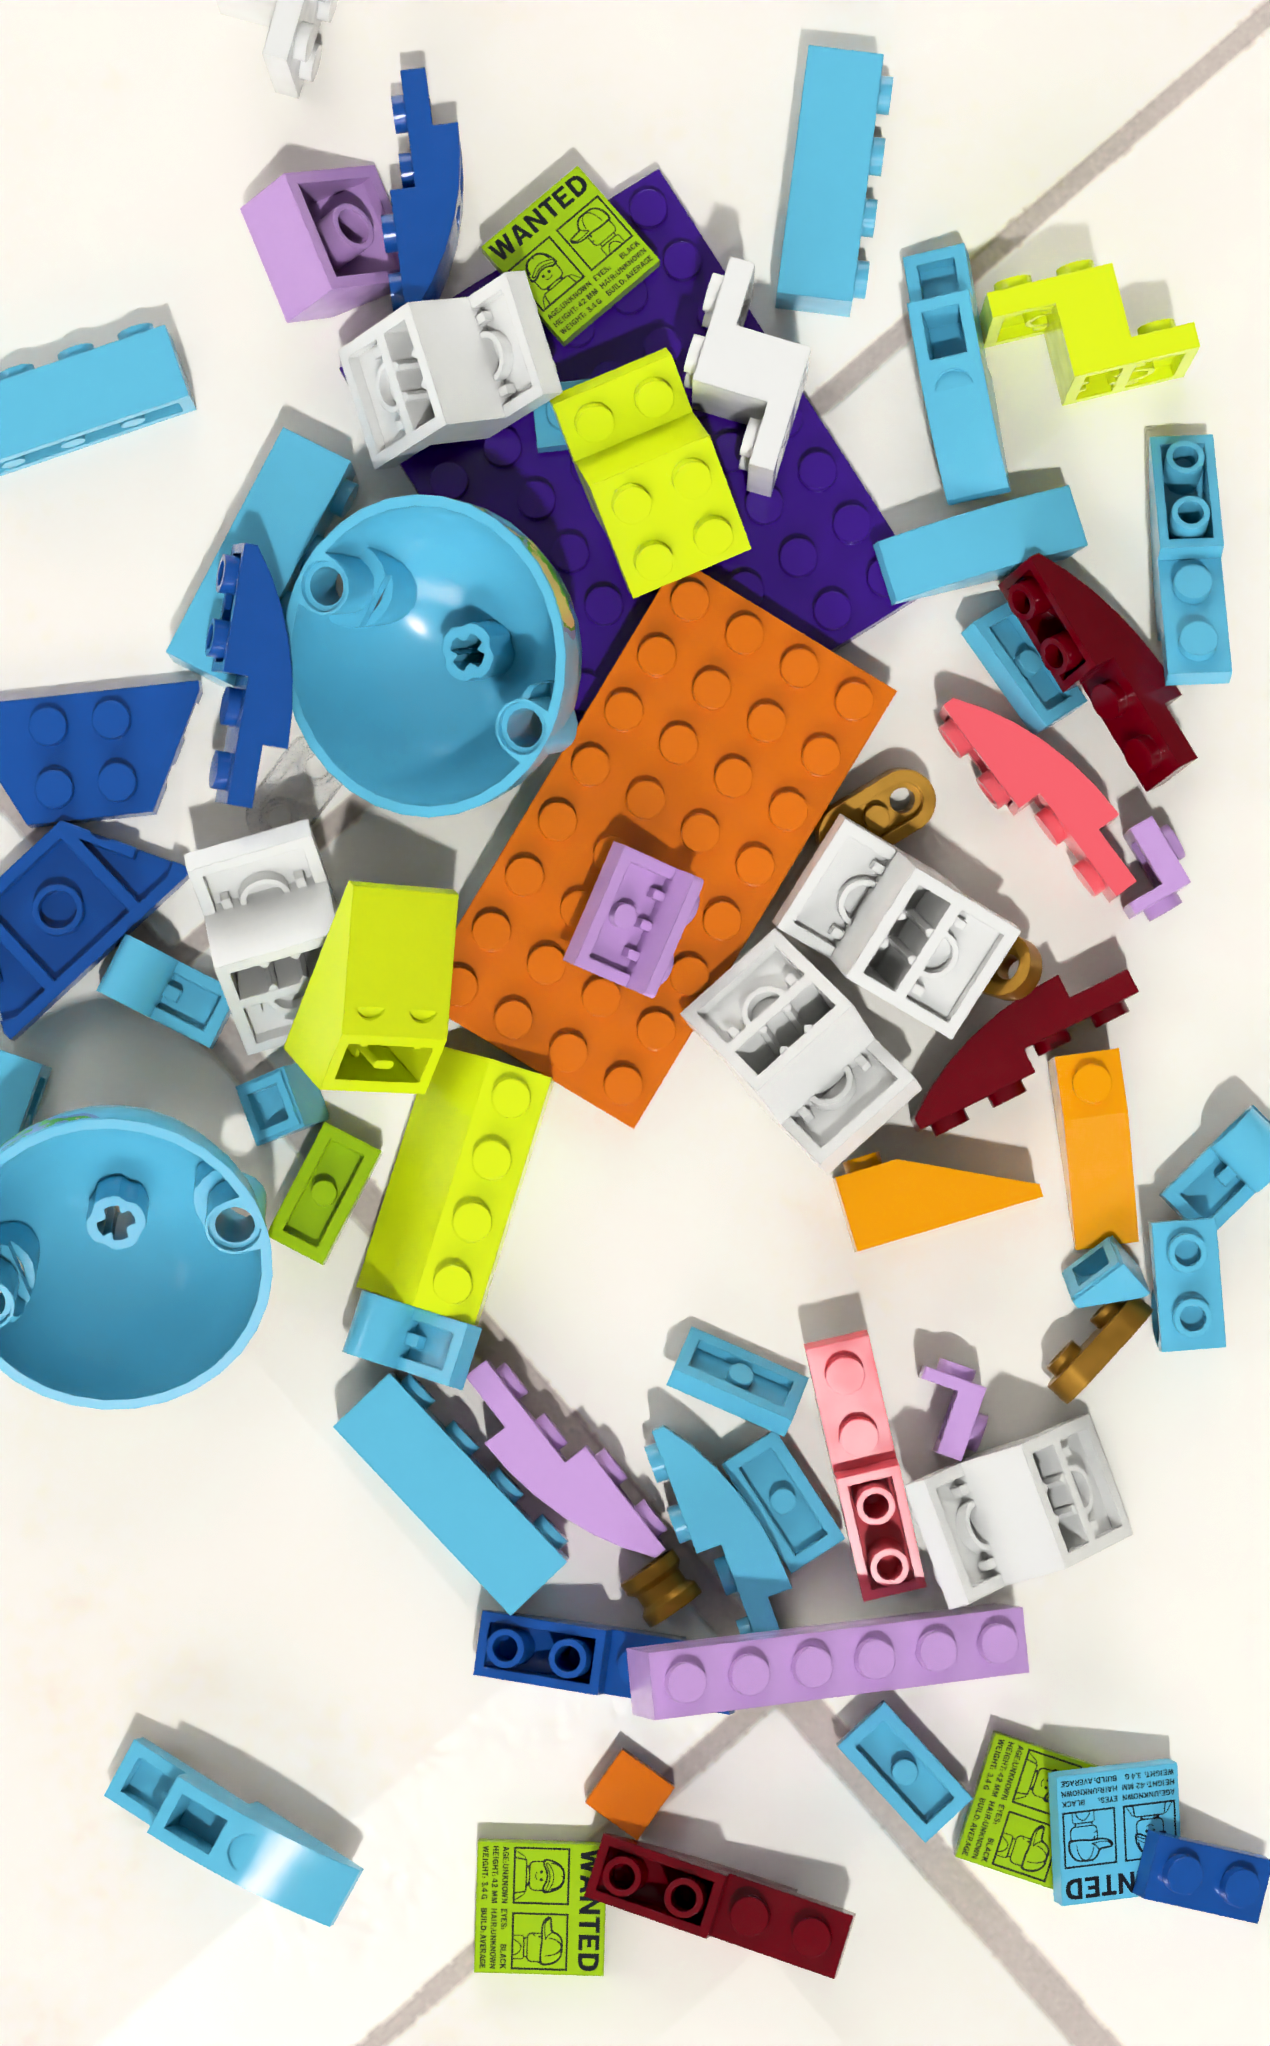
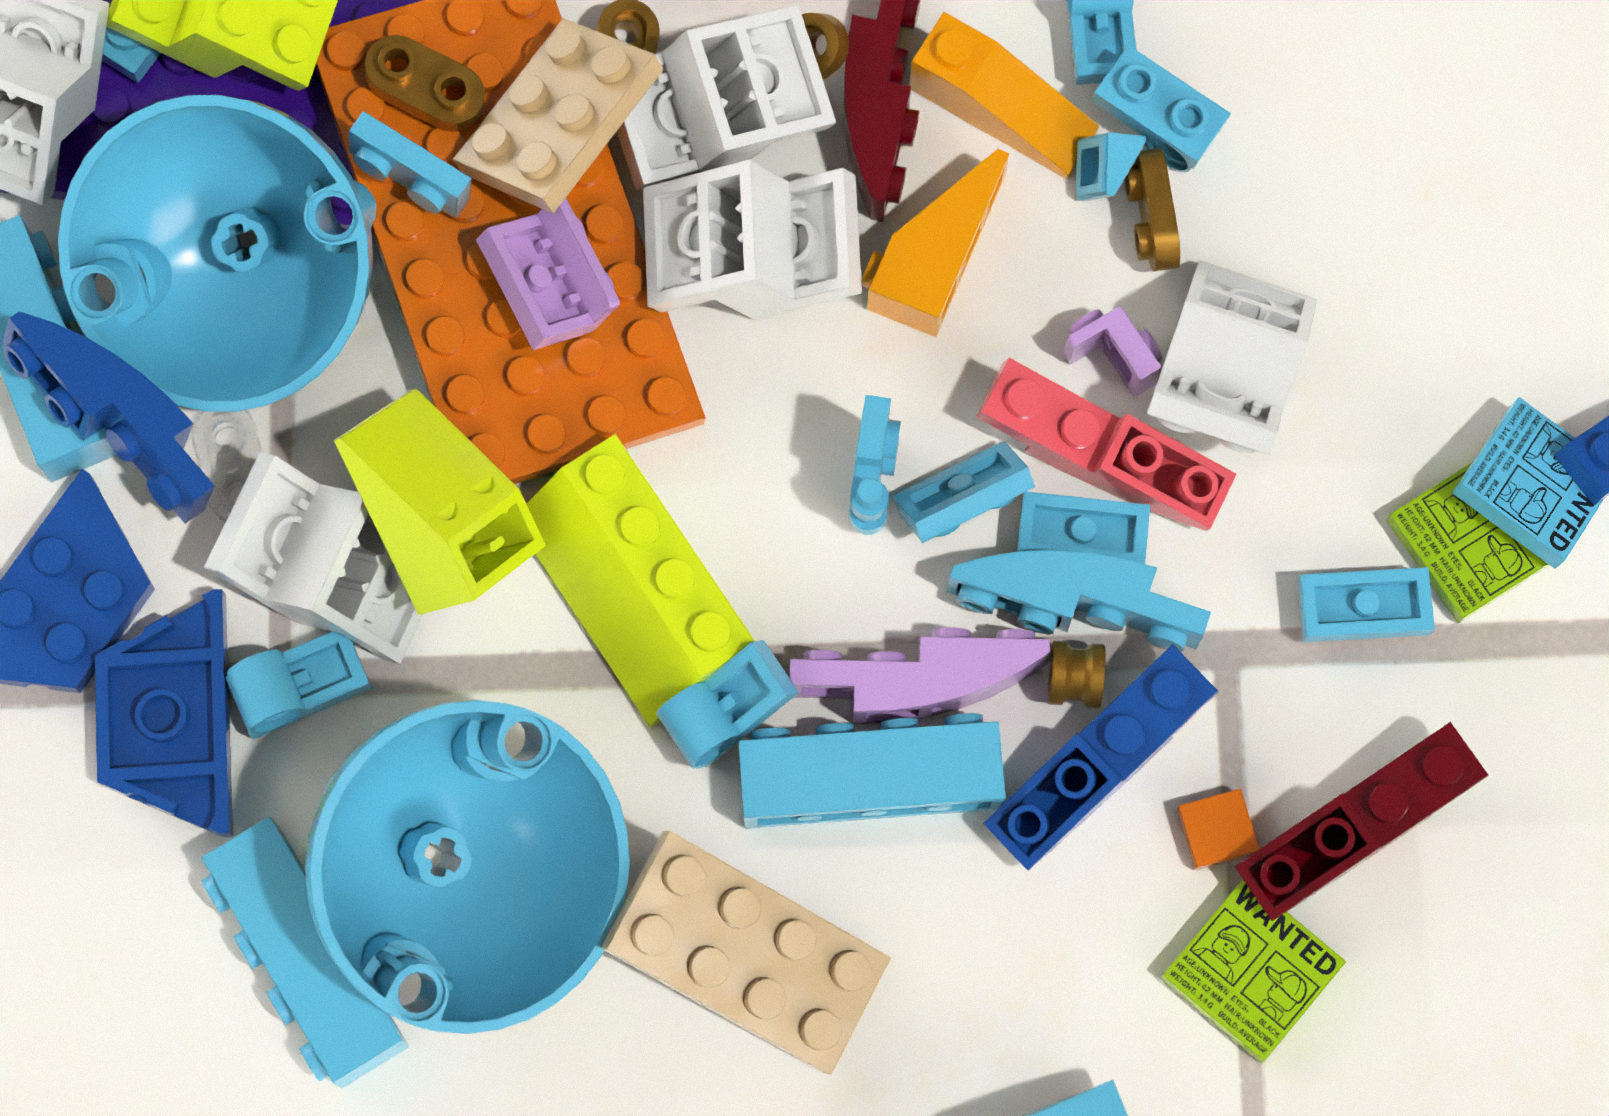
camera: 60 degrees left, 10 degrees down
(232, 1512) = (746, 952): none -> tan plate
(281, 1103) = (458, 666): medium azure slope -> none
(324, 1193) = (557, 681): lime plate -> none
(622, 711) = (429, 179): none -> medium azure plate
(709, 1290) = (874, 457): none -> medium azure plate
(712, 688) = (421, 83): none -> pearl gold plate
(769, 819) = (558, 115): none -> tan plate
(826, 1661) = (1233, 580): lavender brick -> none

